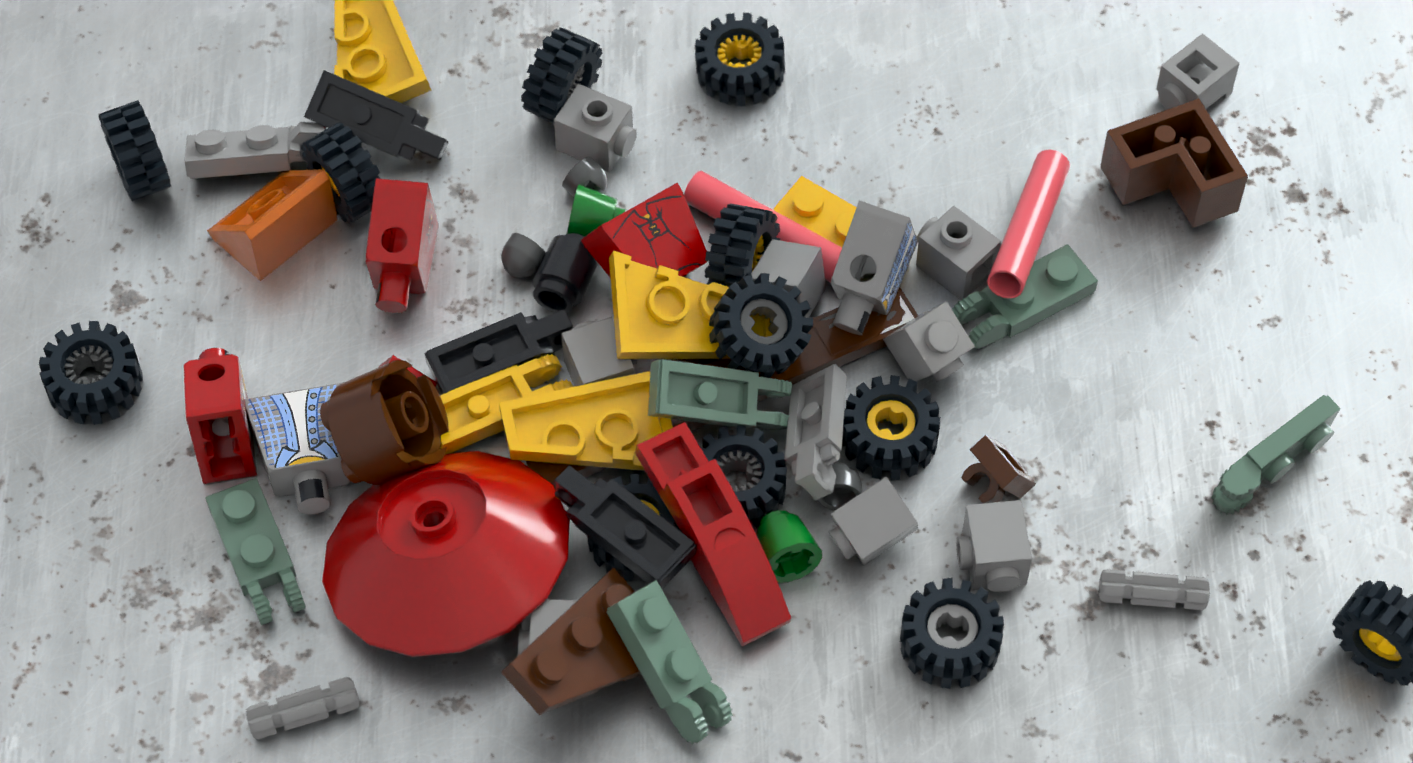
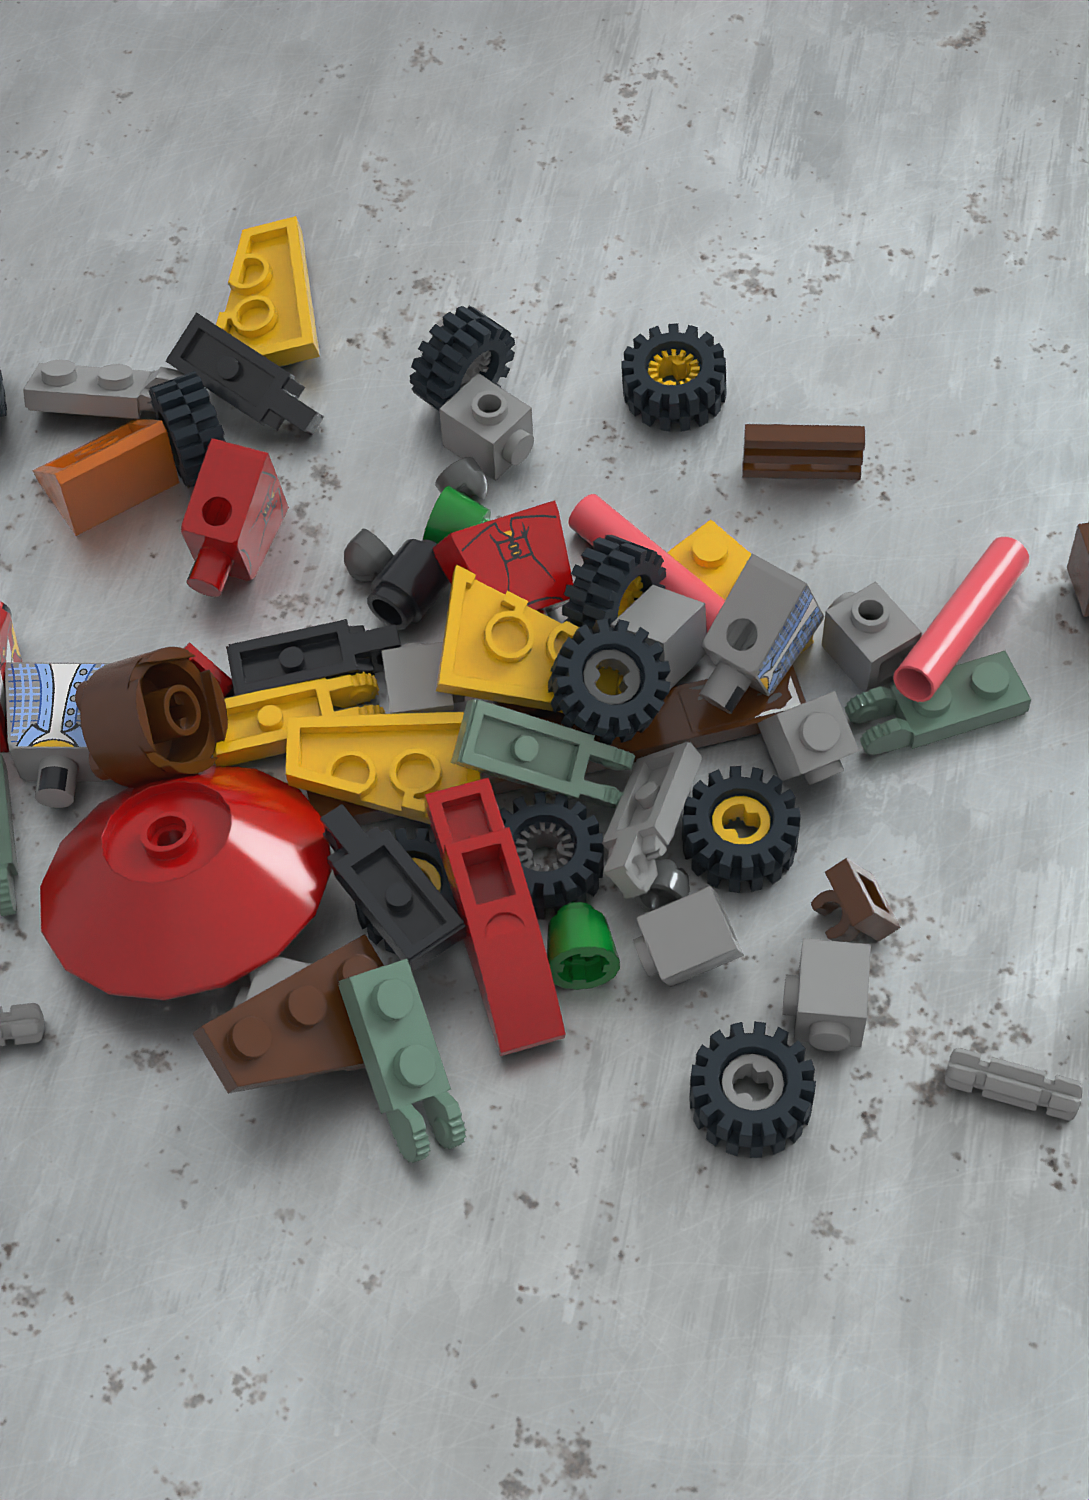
camera: 15 degrees right, 0 degrees up
(864, 105) = (803, 451): none -> reddish brown tile

